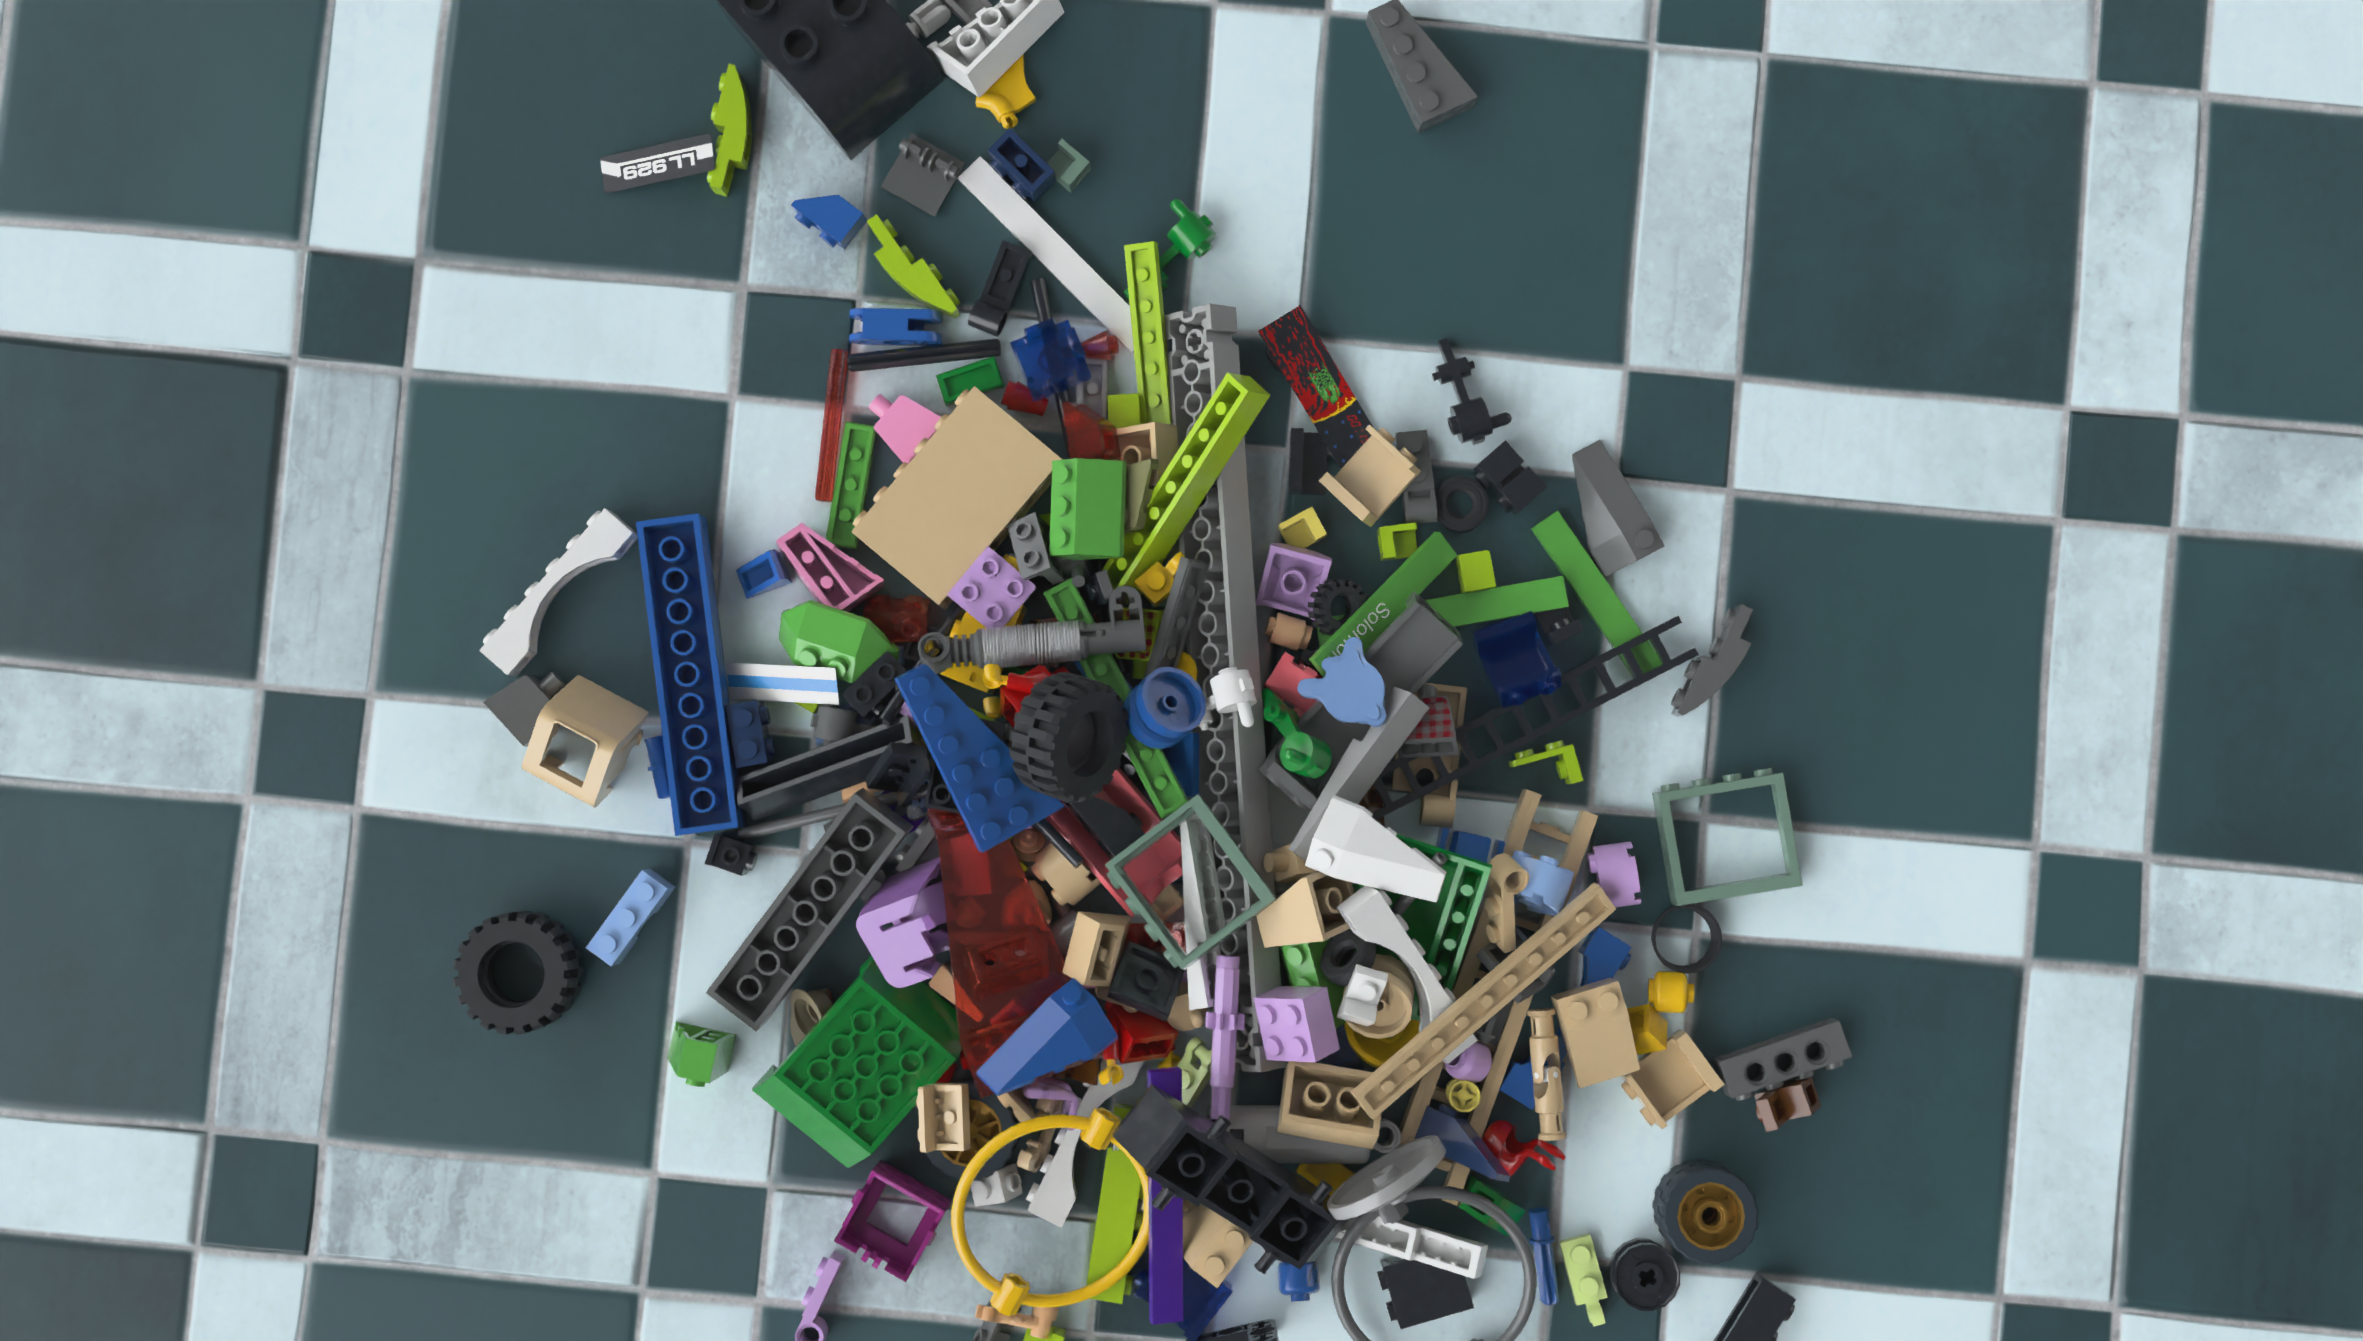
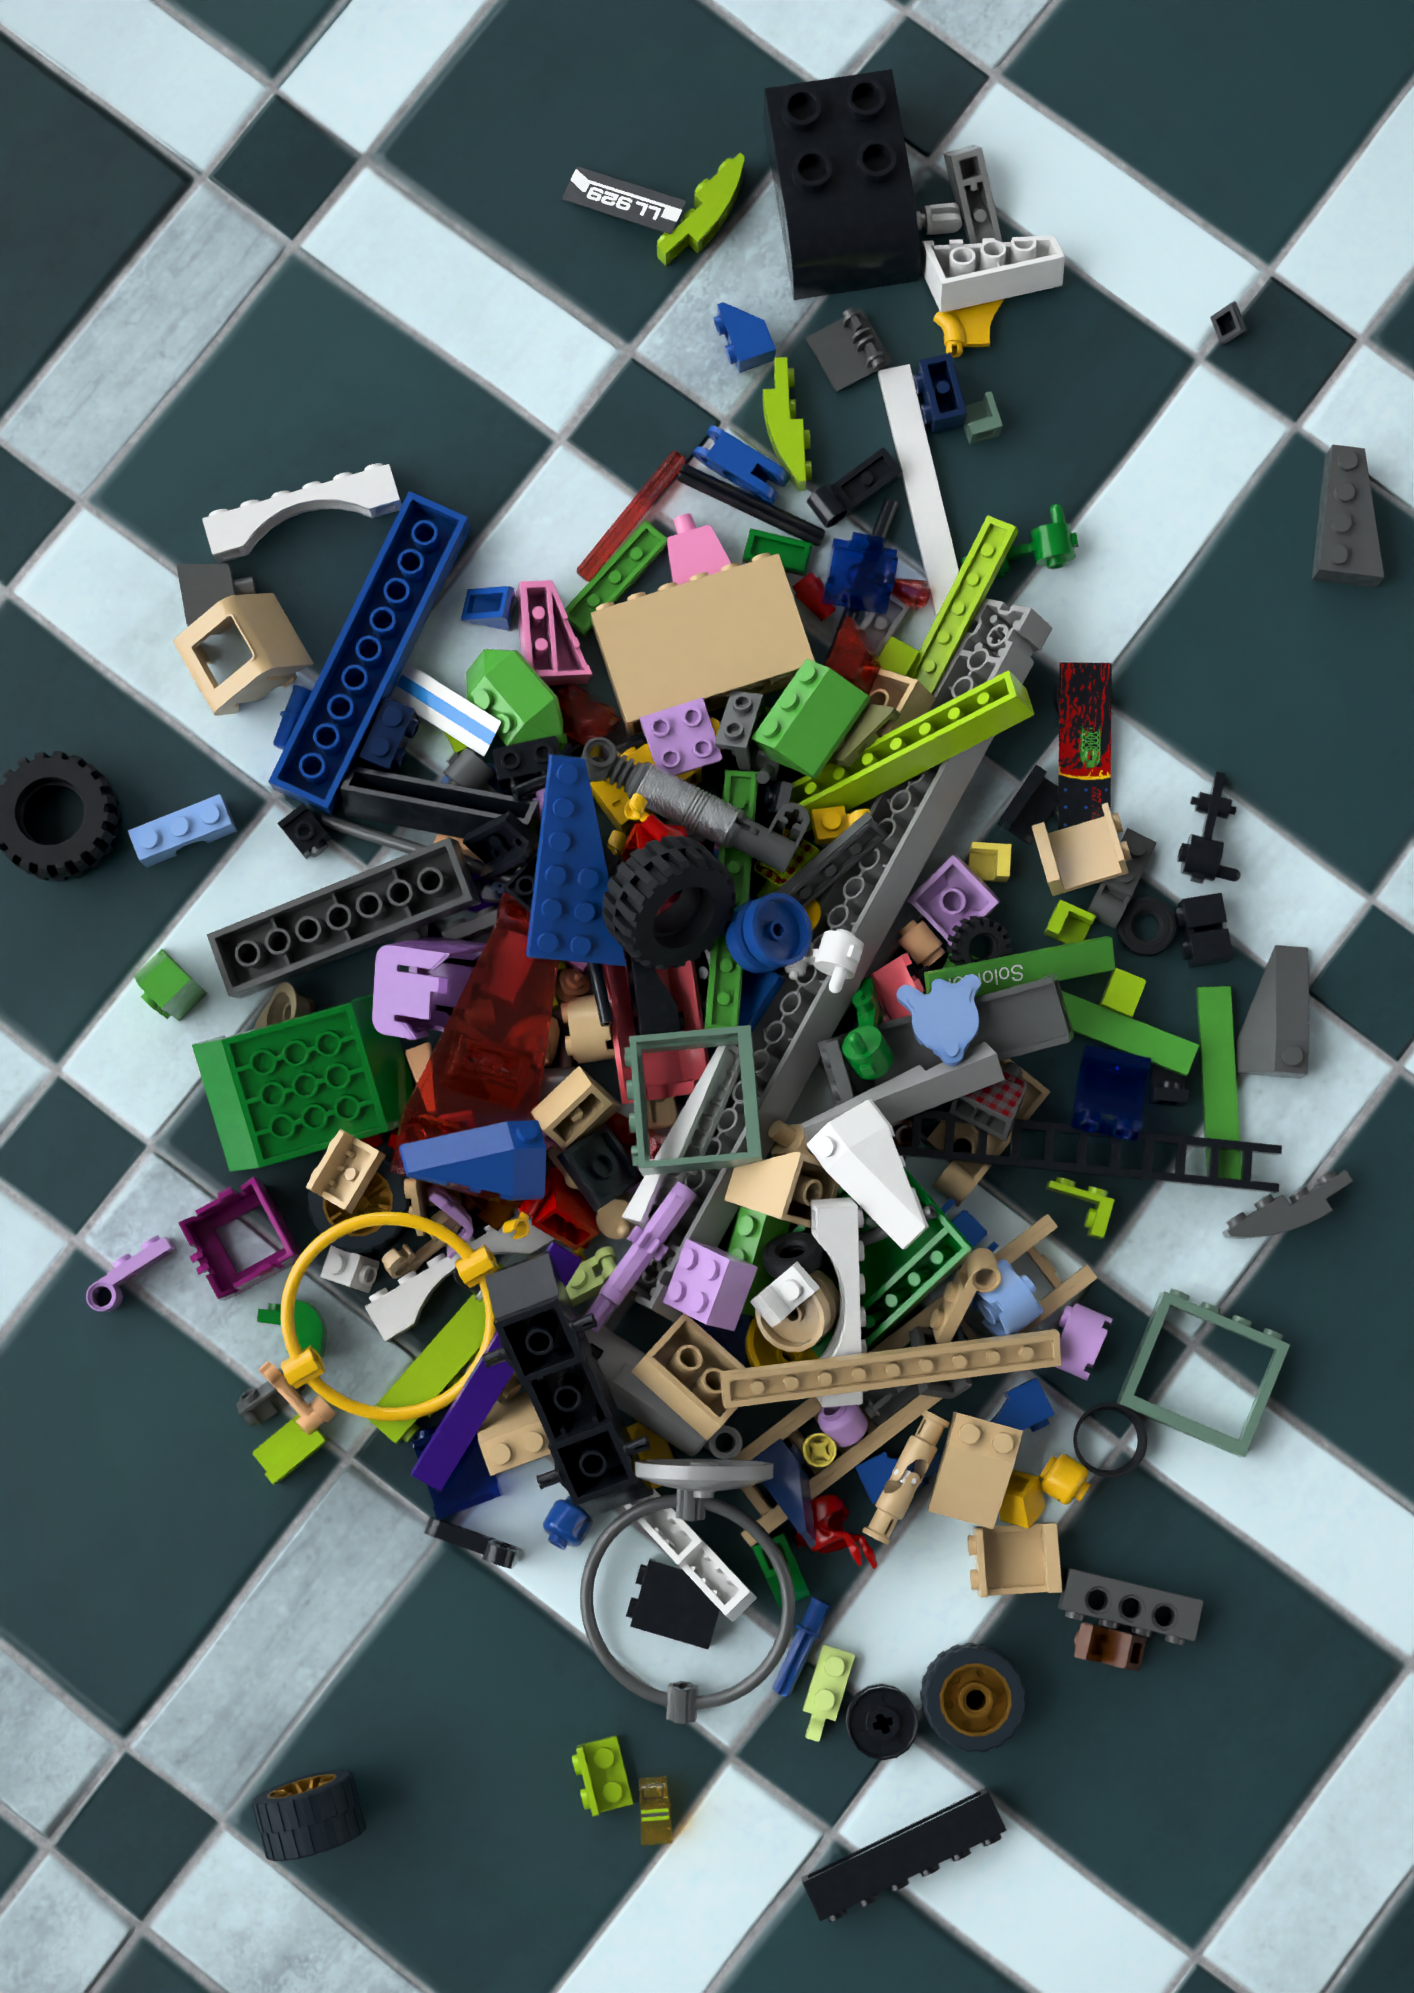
camera: 30 degrees right, 5 degrees down
(989, 1251) = (308, 1324): none -> green brick

